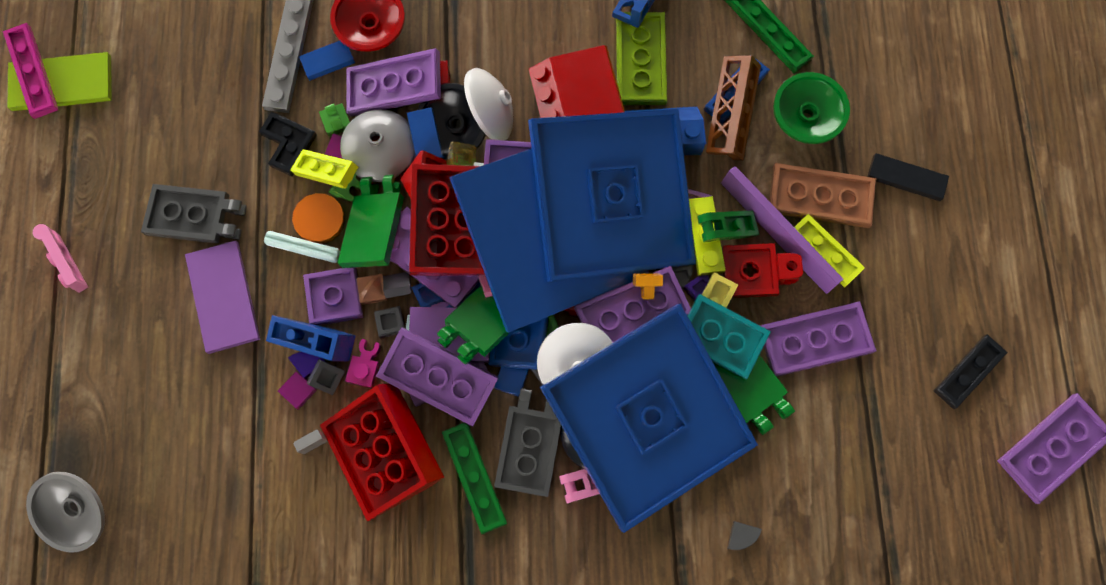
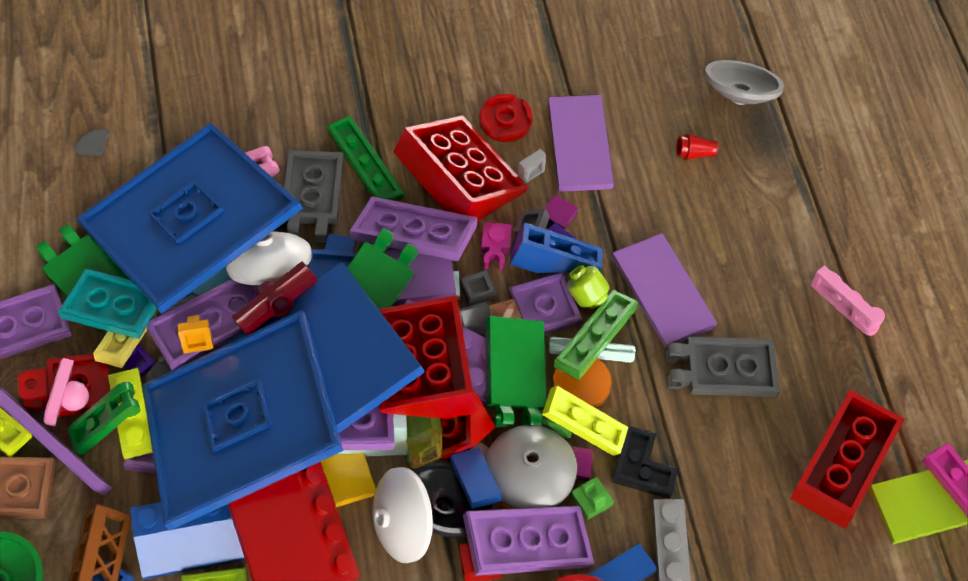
camera: 170 degrees right, 15 degrees down
(117, 112) = (847, 459): none -> red brick
(144, 445) = (695, 147): none -> red cone
(256, 471) = (580, 143): none -> medium lavender tile
(289, 299) = (588, 286): none -> lime head
(293, 253) = (595, 335): none -> bright green tile
(324, 512) = (505, 118): none -> red tile
(574, 304) = (274, 298): none -> dark red piece
(762, 249) = (68, 394): none -> bright pink tile

